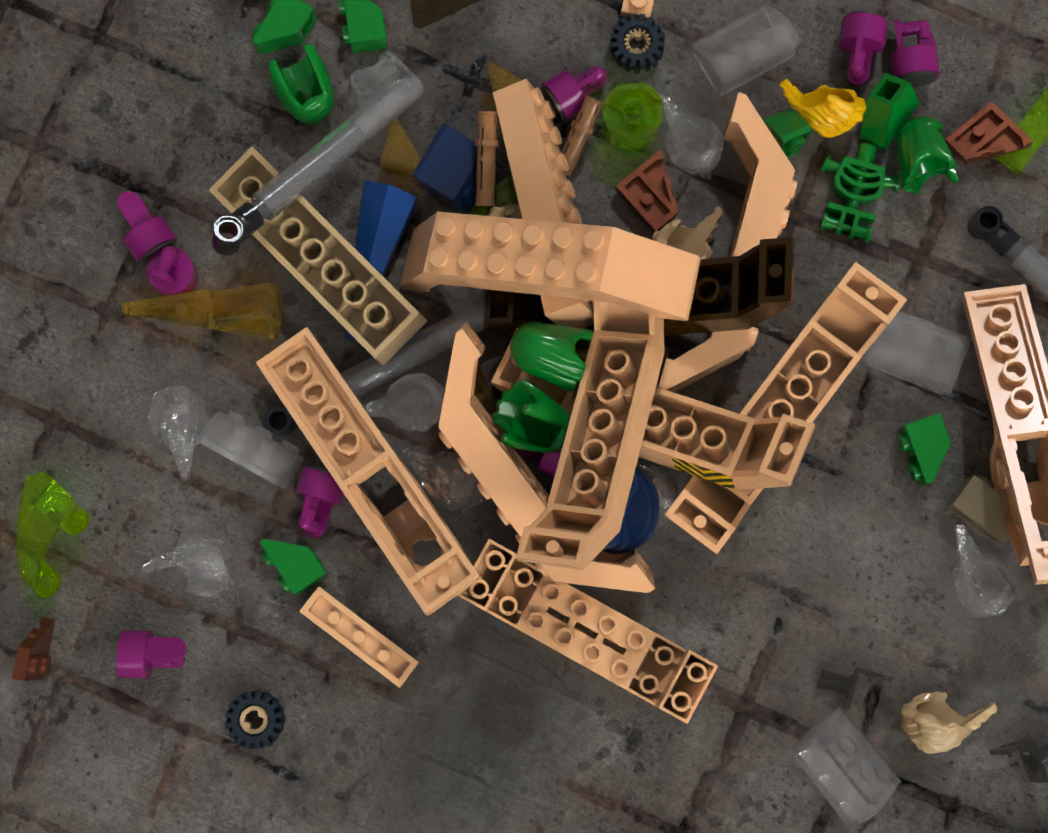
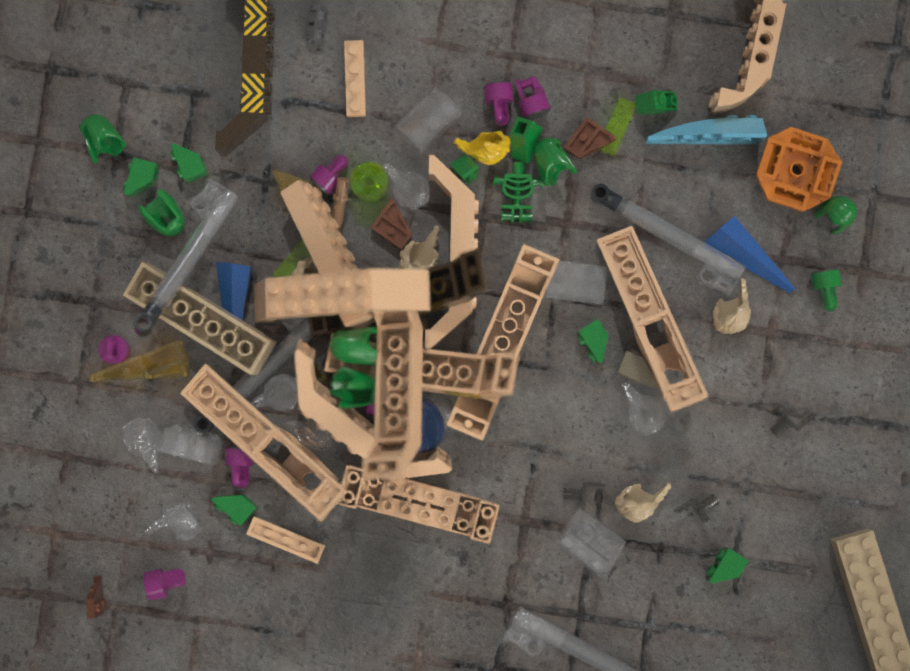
camera: 20 degrees left, 5 degrees up
(42, 513) = (77, 517): clear neon green panel -> none
(147, 233) = (92, 329): magenta piece -> none
(267, 708) = (229, 611): black bush -> none
(398, 152) = (233, 240): clear yellow slope -> none
(450, 169) = (269, 243): dark blue slope -> none
(486, 157) = (284, 226): medium nougat pin -> none
(637, 29) = (361, 123): black bush -> none

